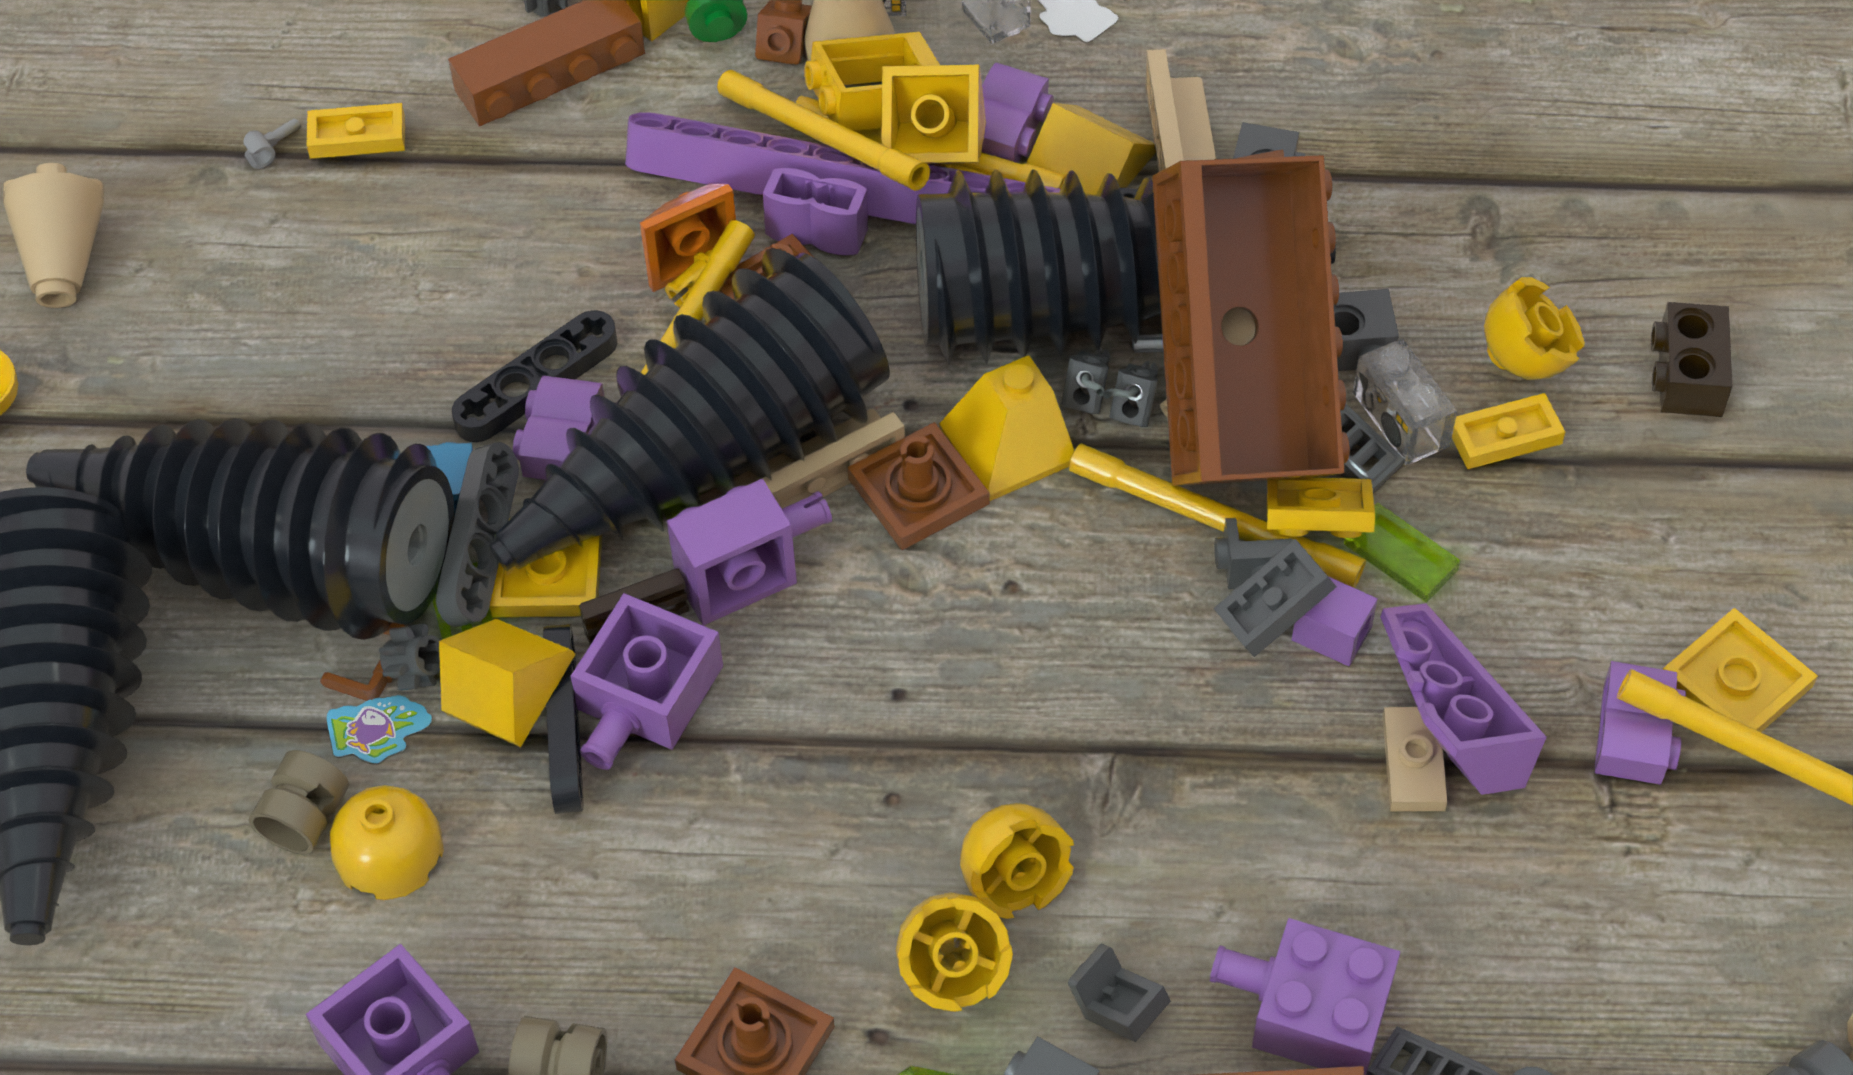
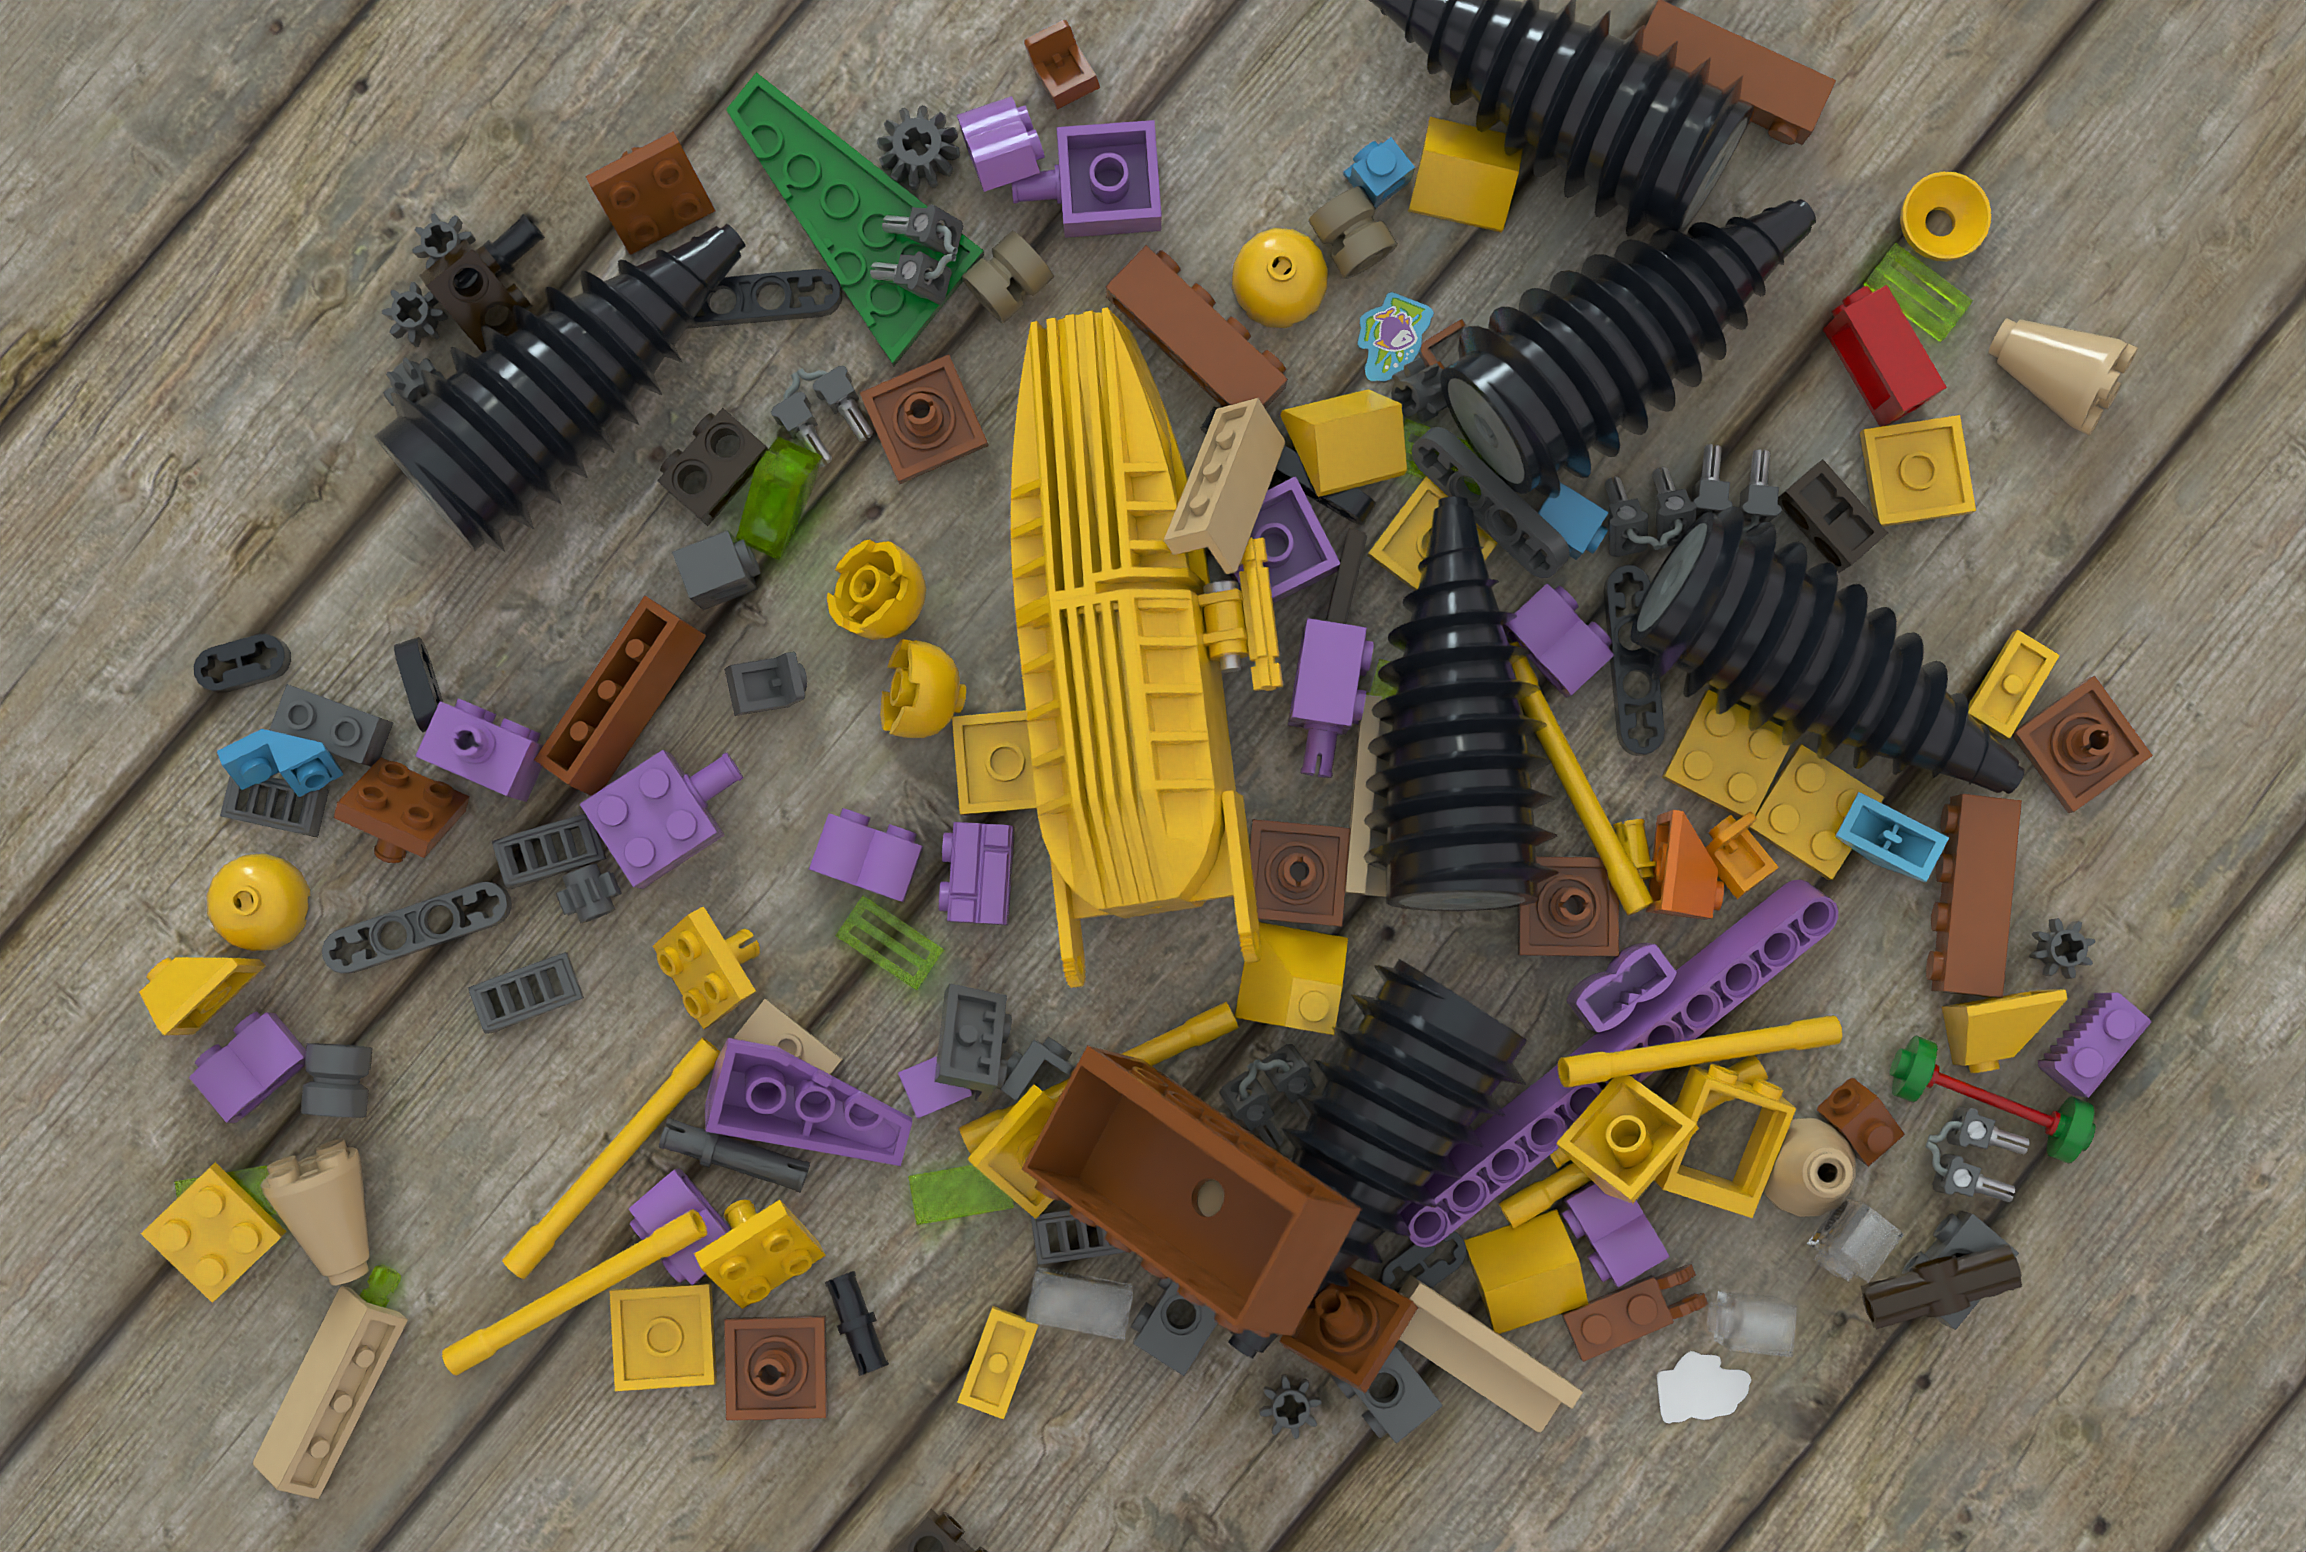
camera: 125 degrees right, 30 degrees up
(50, 409) = (1929, 277): none -> clear neon green tile
(133, 344) = (1883, 354): none -> red window
(174, 760) = (1465, 175): none -> yellow slope
(218, 284) = (1917, 471): none -> yellow plate
(219, 821) = (1380, 170): none -> dark azure brick
(260, 146) = (2057, 596): light grey hand -> none
(303, 306) = (1831, 516): none -> dark brown brick
(338, 381) = (1757, 500): none -> dark grey piece
(369, 63) = (2081, 744): none -> dark orange plate
(394, 415) = (1630, 525): none -> piece
(441, 248) = (1808, 654): none -> black cone
(494, 868) = (1193, 333): none -> dark orange brick
(545, 113) = (1891, 838): none -> medium azure slope
(563, 193) = (1808, 809): none -> yellow plate
(563, 271) = (1725, 758): none -> yellow plate
(623, 697) = (1227, 484): none -> tan panel
(639, 202) = (1738, 855): none -> light orange bracket
(820, 699) = (1125, 644): none -> yellow piece
(1016, 754) = (993, 763): none -> yellow plate
(1069, 78) = (1629, 1313): none -> dark orange hinge
(1130, 708) = (978, 873): none -> medium lavender brick
(1196, 804) = (867, 856): none -> medium lavender brick
(1254, 783) = (924, 966): none -> clear neon green tile
(1348, 222) = (1302, 1412): none -> dark grey gear
(1410, 850) = (707, 966): none -> yellow plate
(1440, 1005) = (588, 893): none -> dark grey gear
(1530, 333) = (1057, 1456): yellow cylinder -> none
(1558, 750) = (734, 1155): none -> dark grey pin
(1579, 547) = (856, 1323): none -> black pin
(1585, 1027) = (485, 1009): none -> dark grey slope
(1597, 647) = (758, 1251): none -> yellow plate
(1673, 579) = (776, 1368): none -> dark orange plate
(1759, 832) = (542, 1237): none -> yellow piece

